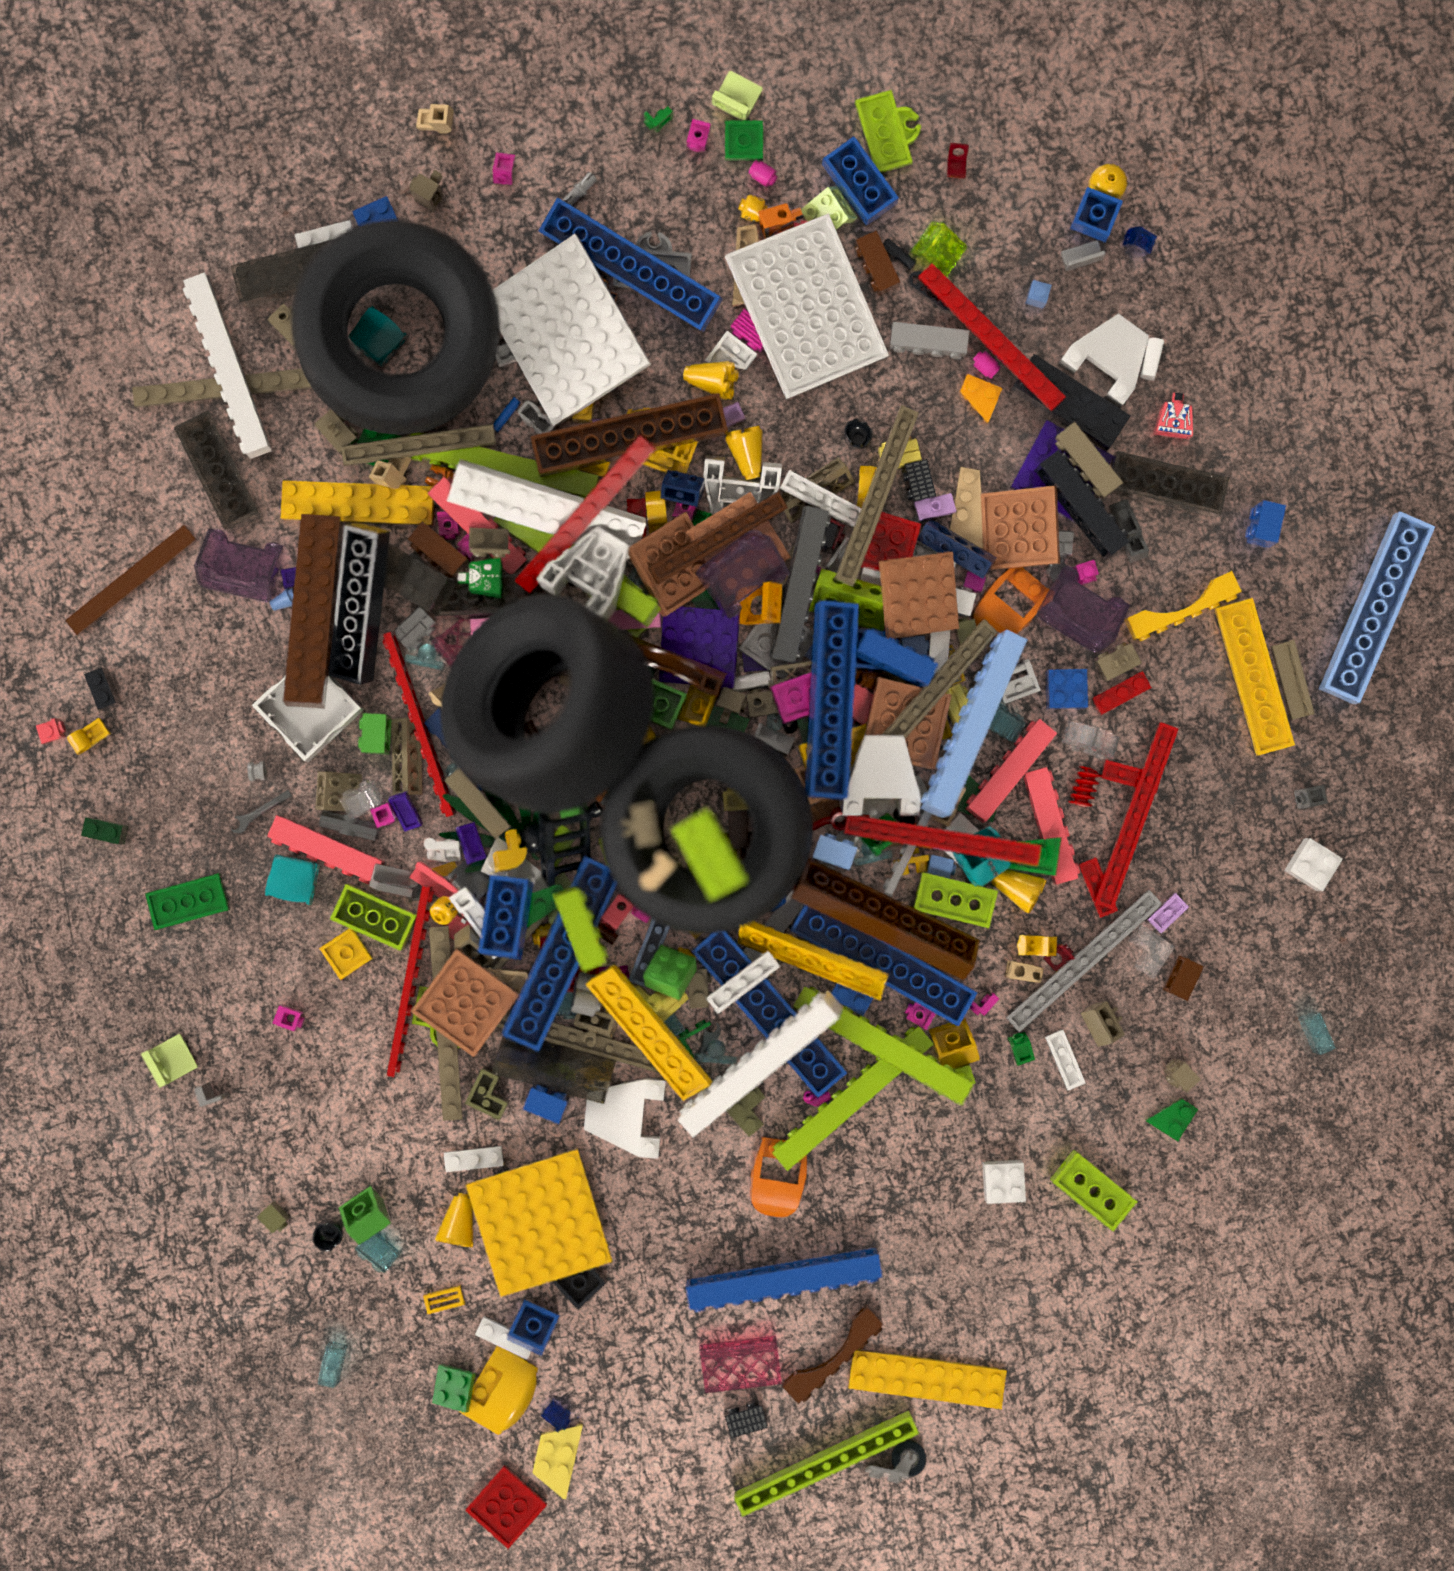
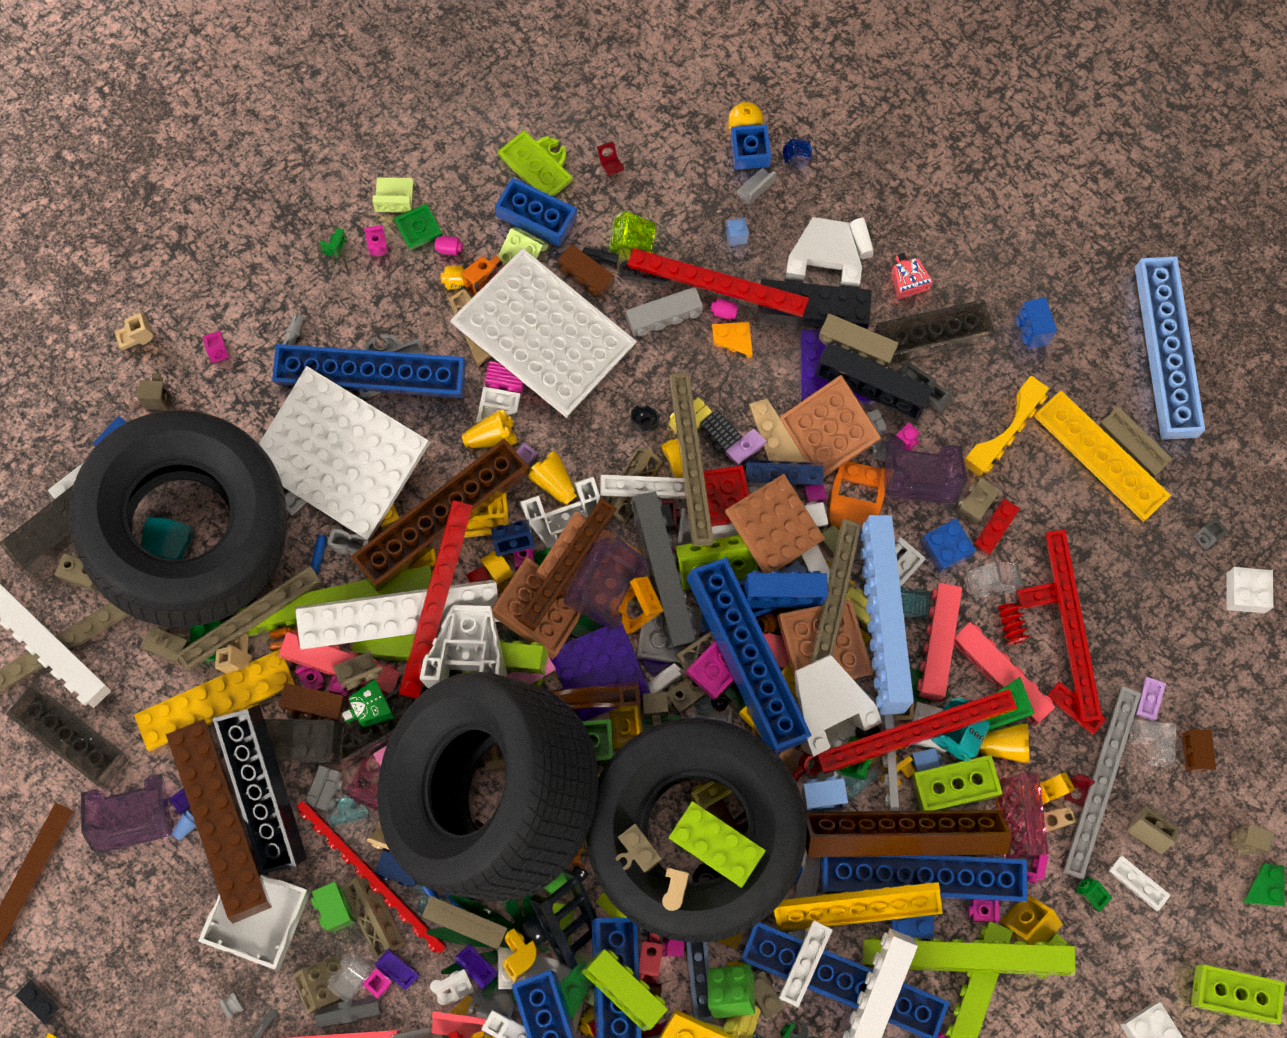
camera: 30 degrees left, 15 degrees down
(1002, 957) = (1032, 814): none -> clear pink fence

